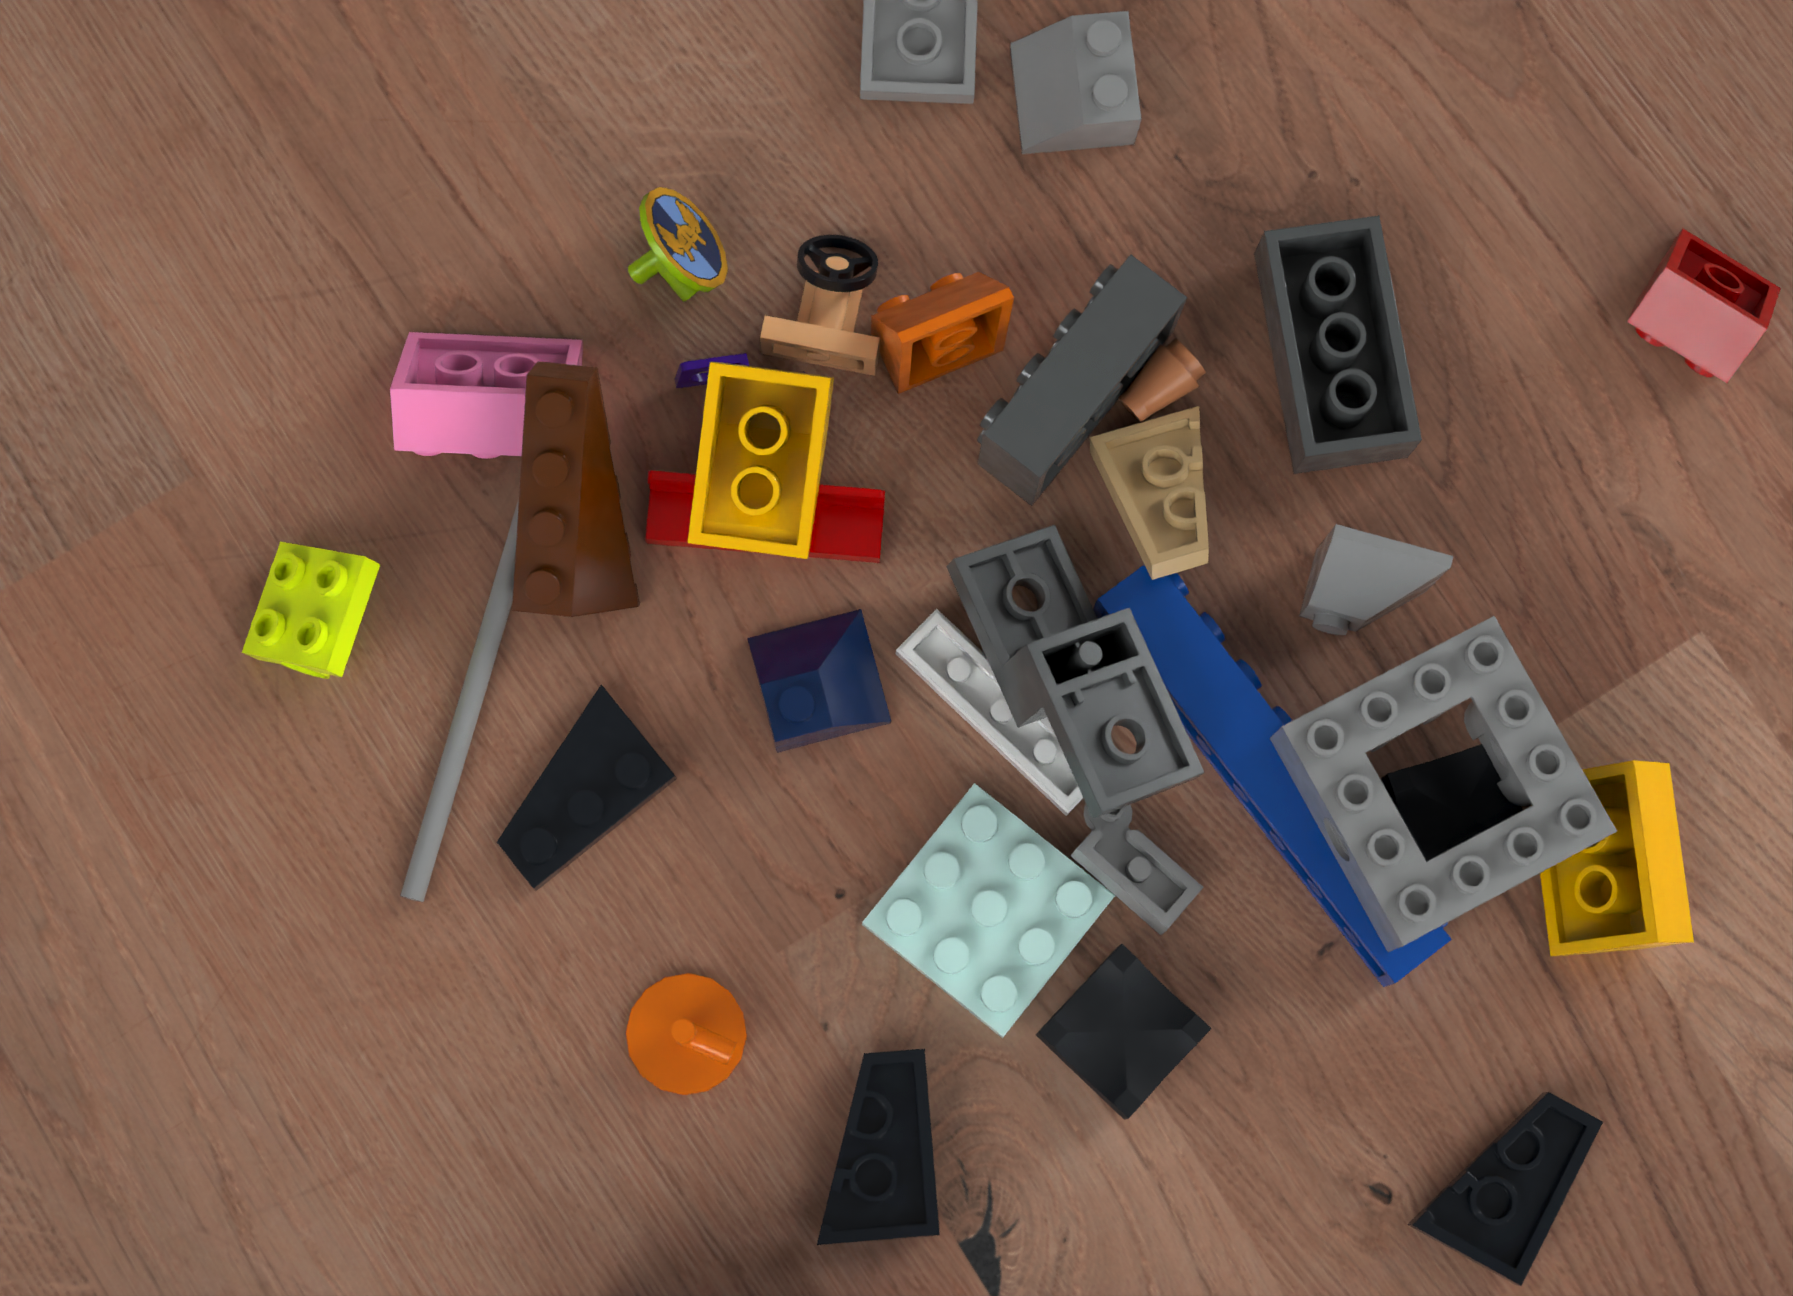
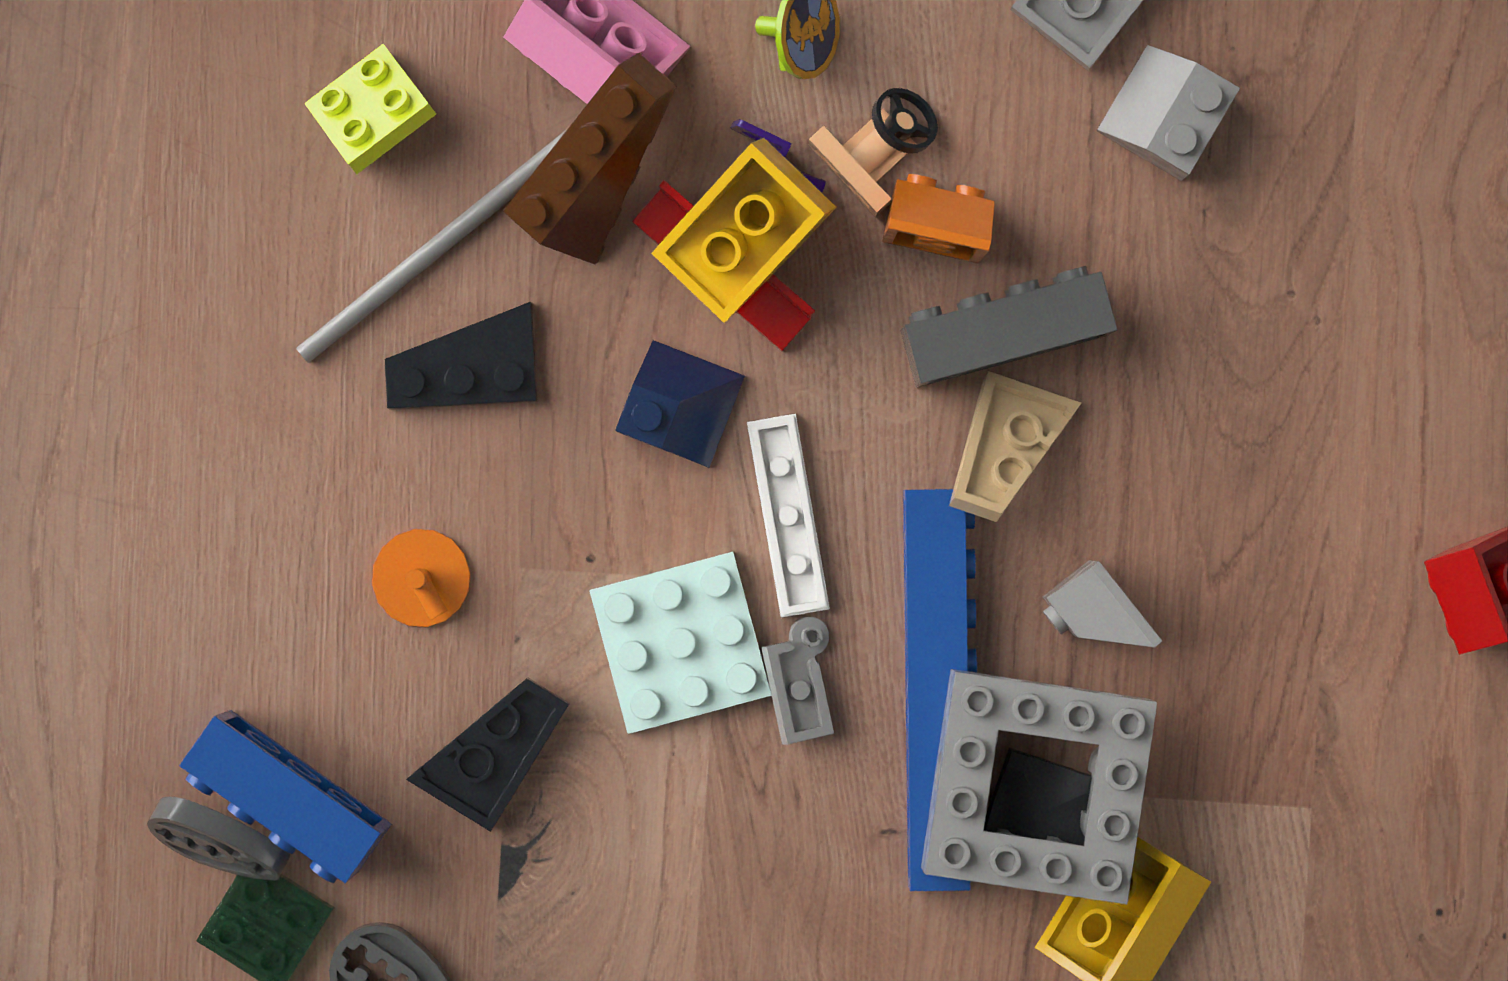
camera: 40 degrees right, 10 degrees up
(1075, 670) = (852, 527): dark grey bracket -> none
(1123, 1032) = (707, 789): black brick -> none
(1163, 379) = (1068, 367): nougat cone -> none
(1337, 344) = (1207, 431): dark grey brick -> none

